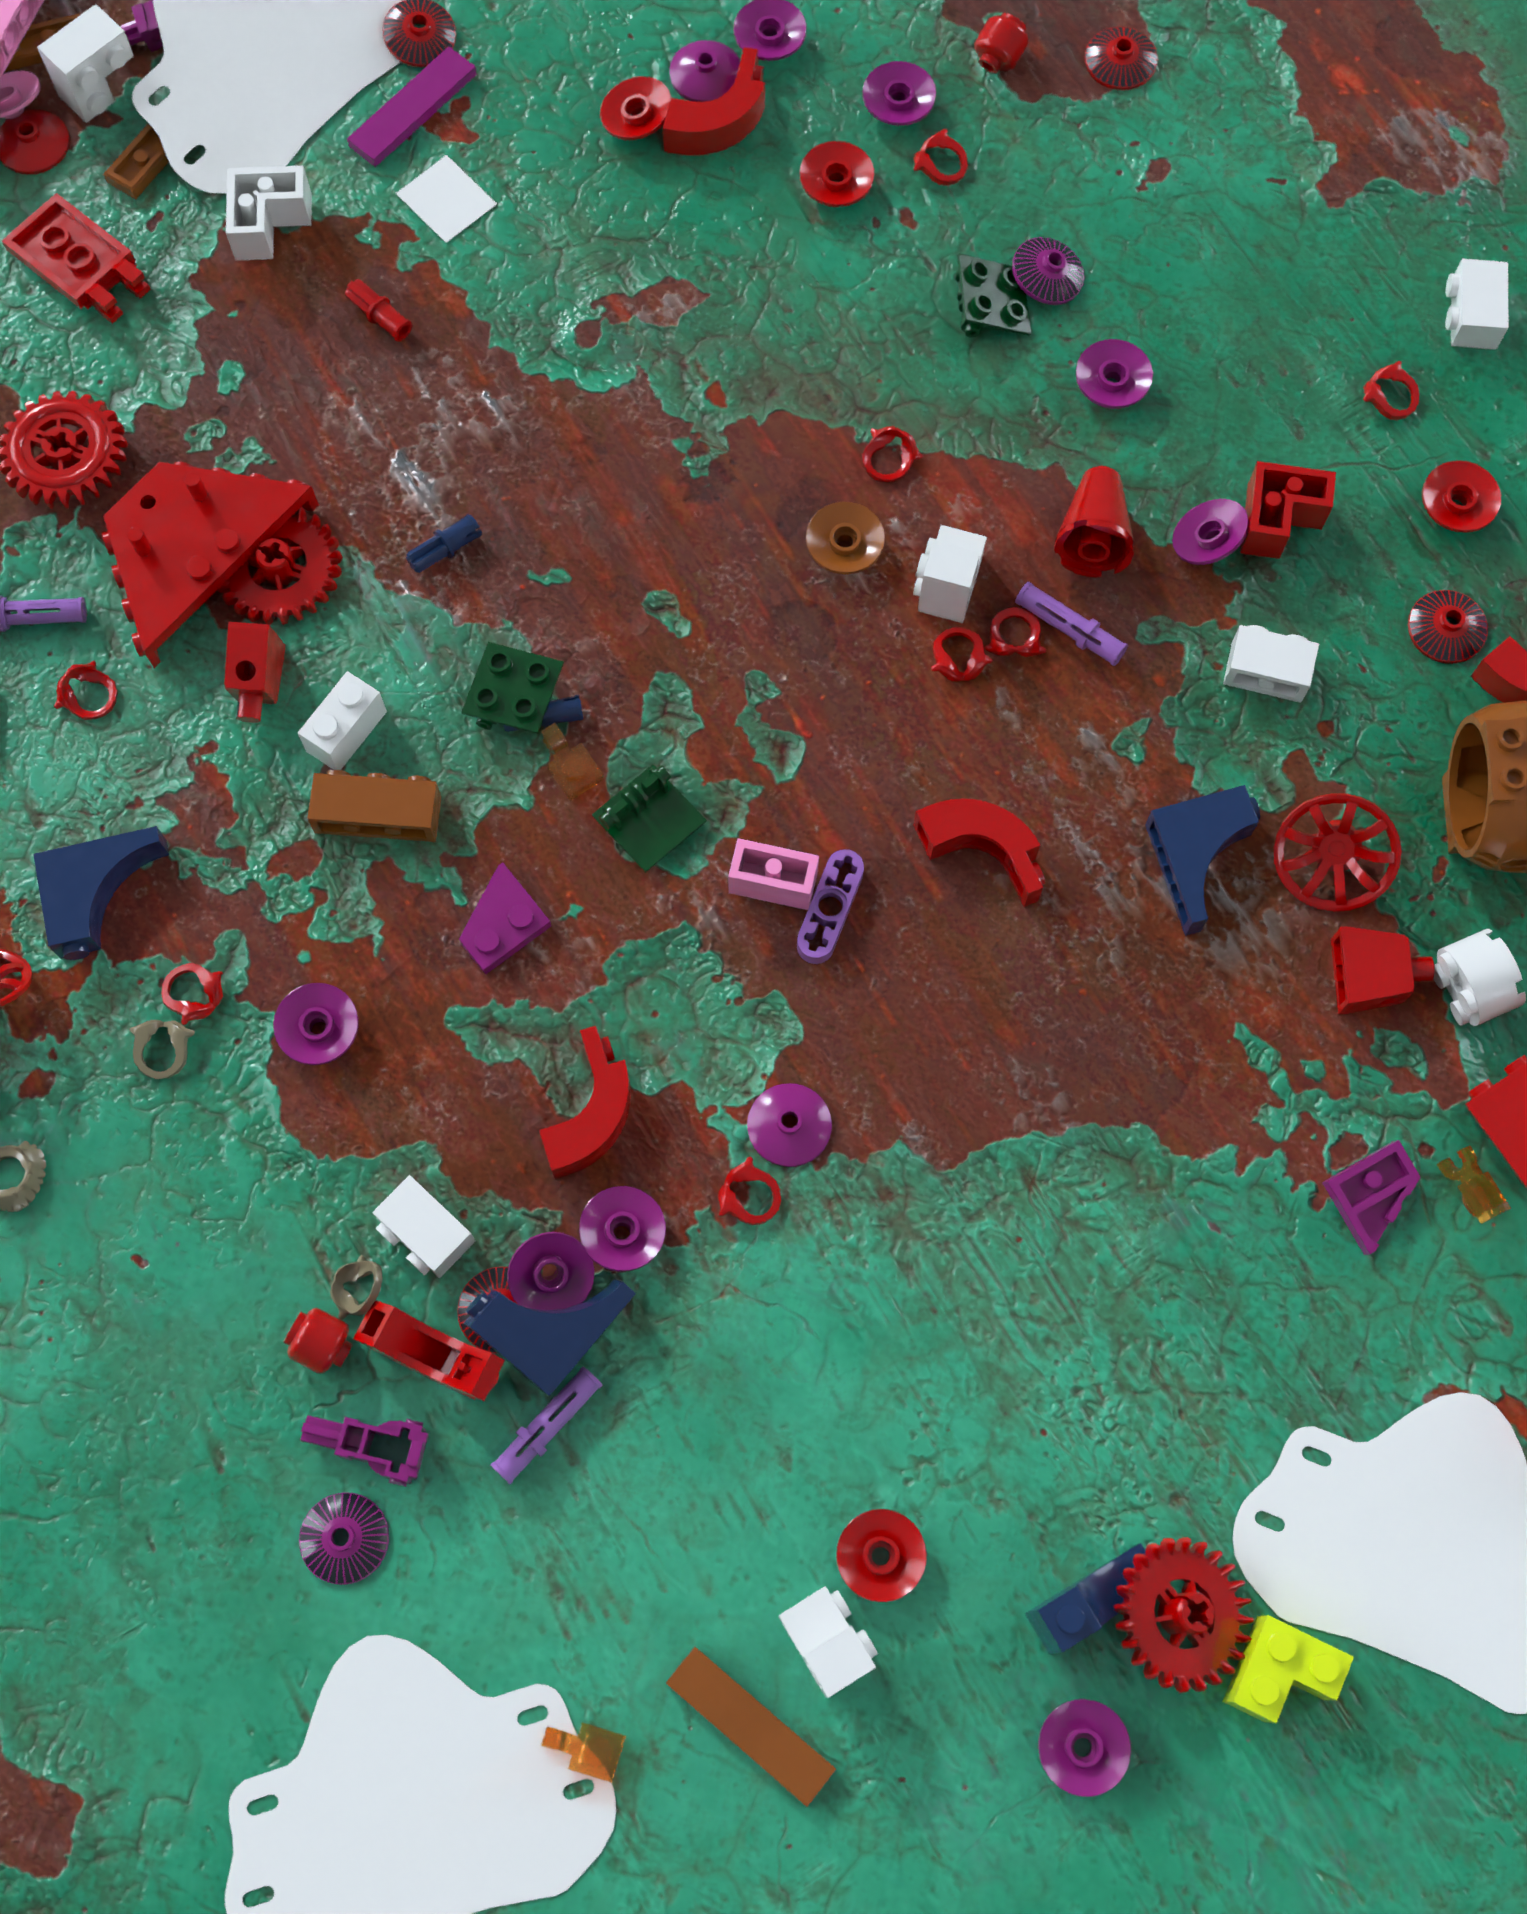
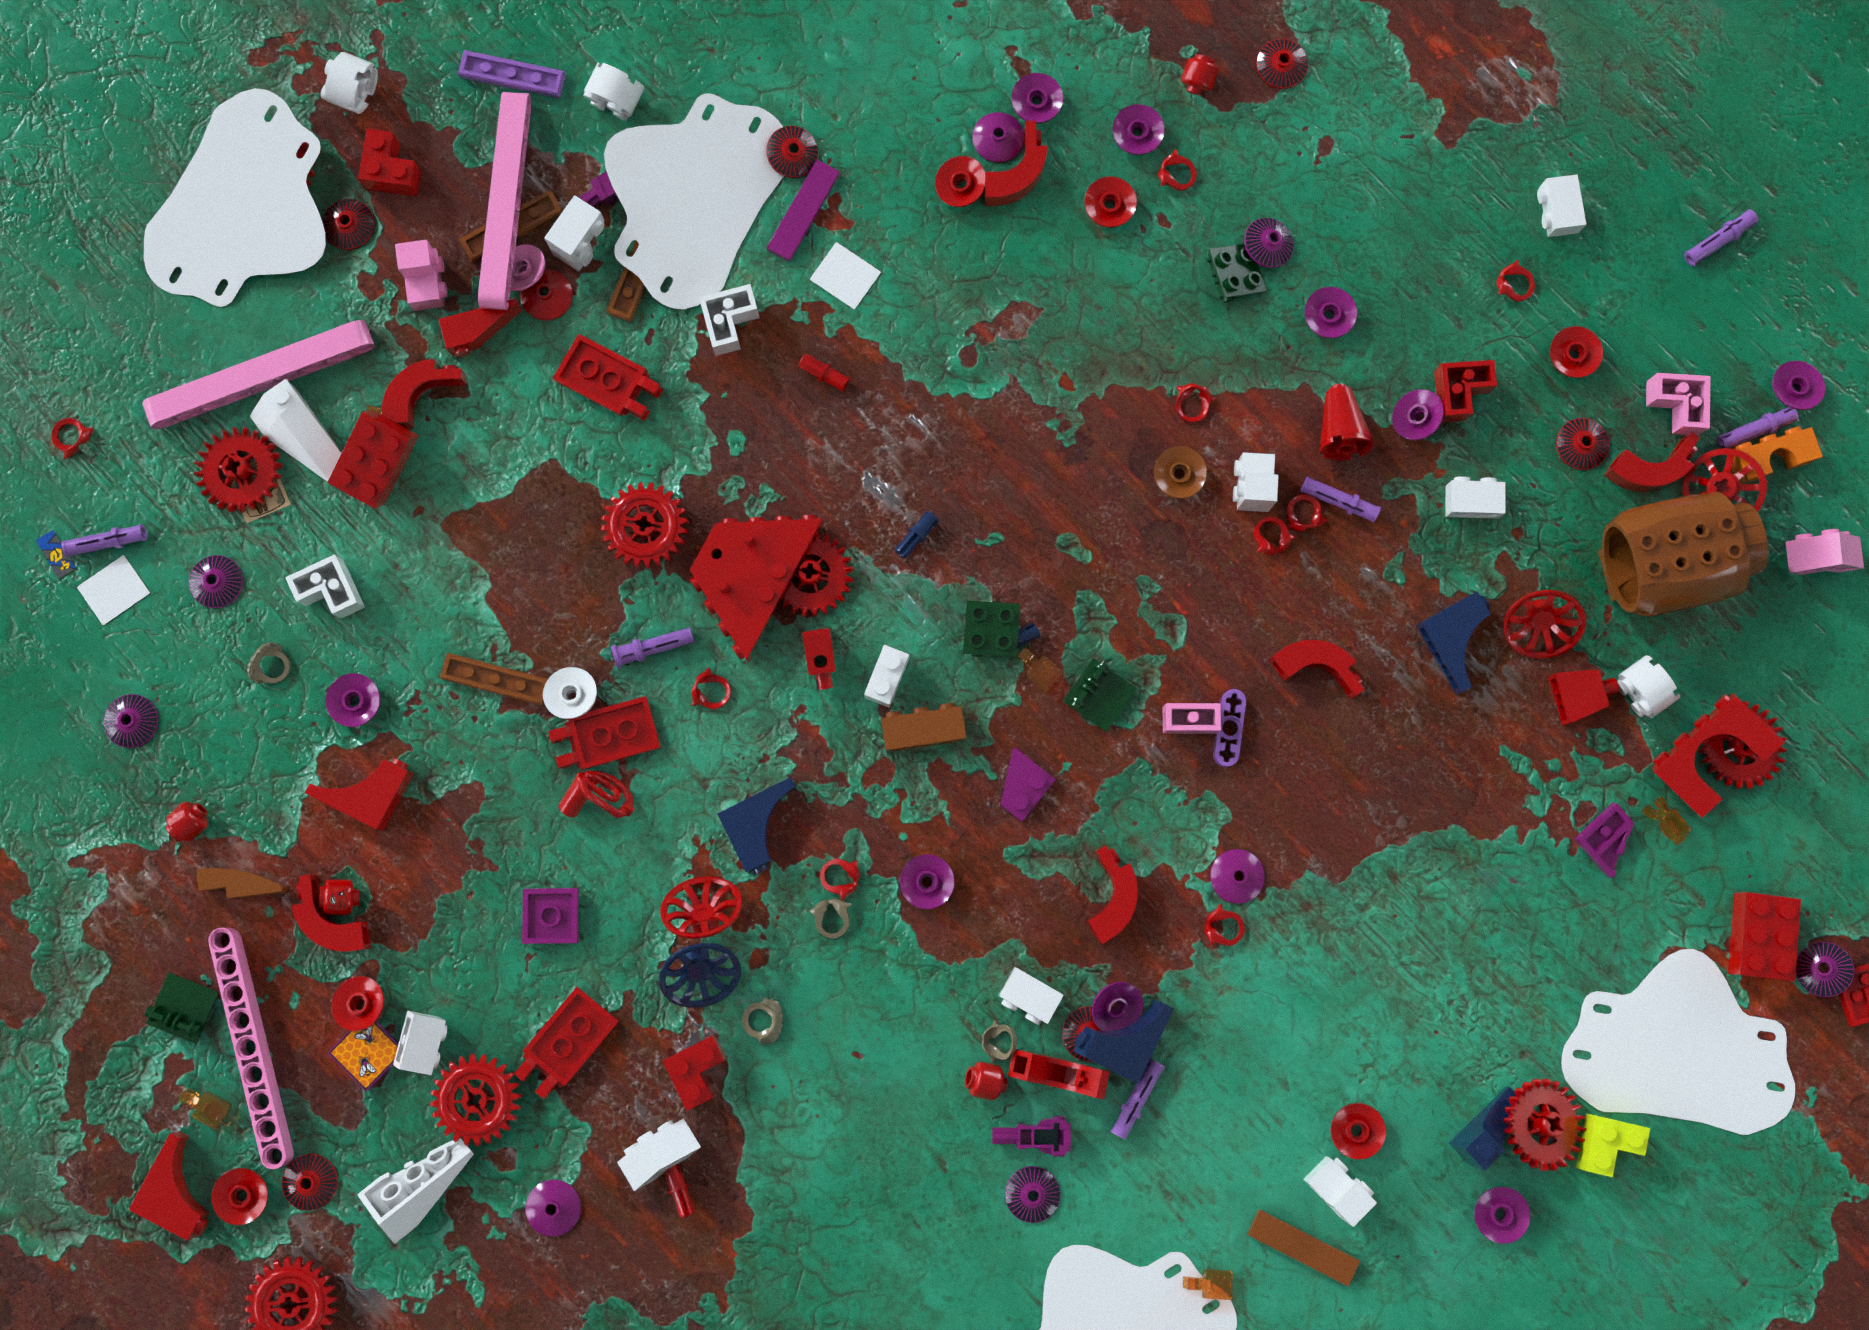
camera: 15 degrees left, 10 degrees up
(625, 1208) = (1166, 964): magenta dish -> none

